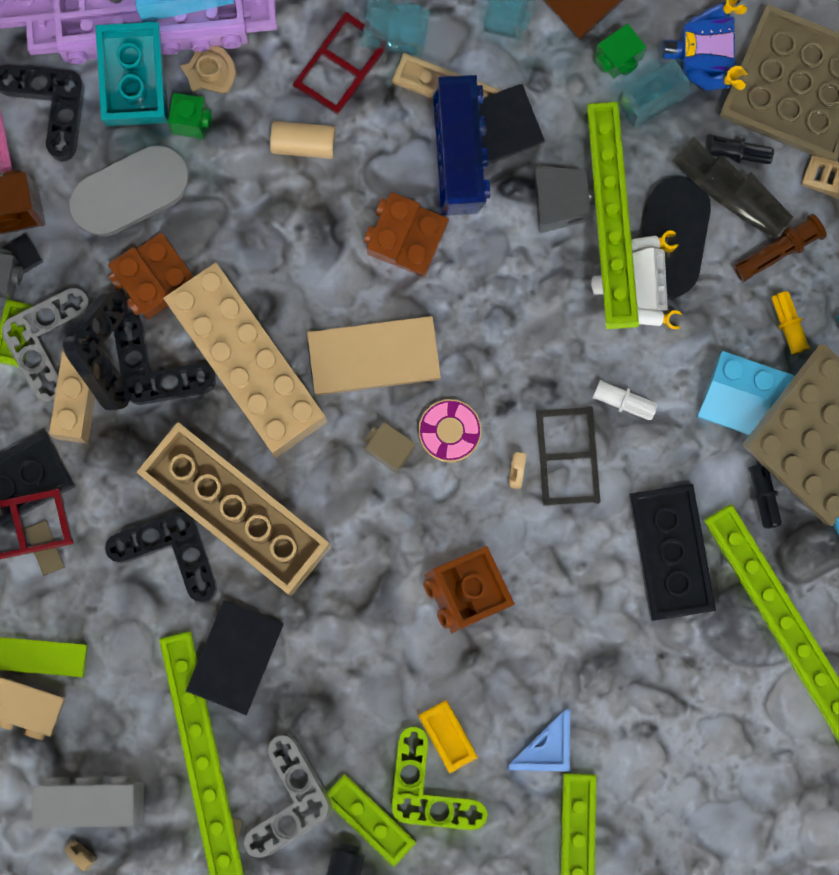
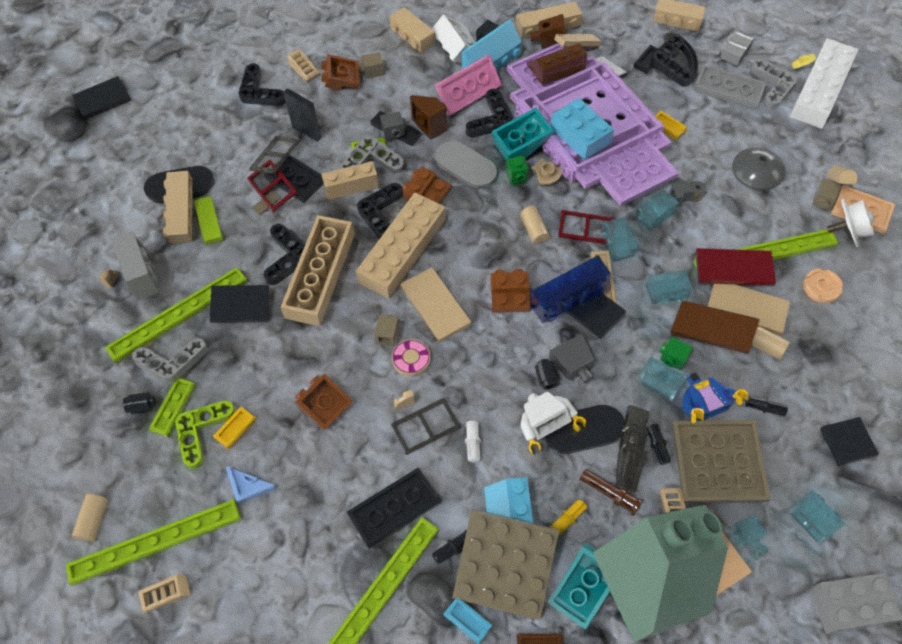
camera: 65 degrees right, 20 degrees down
(84, 355) = (369, 170): black beam -> none
(569, 248) = (546, 374): none -> black brick
(612, 216) = (573, 382): lime tile -> none

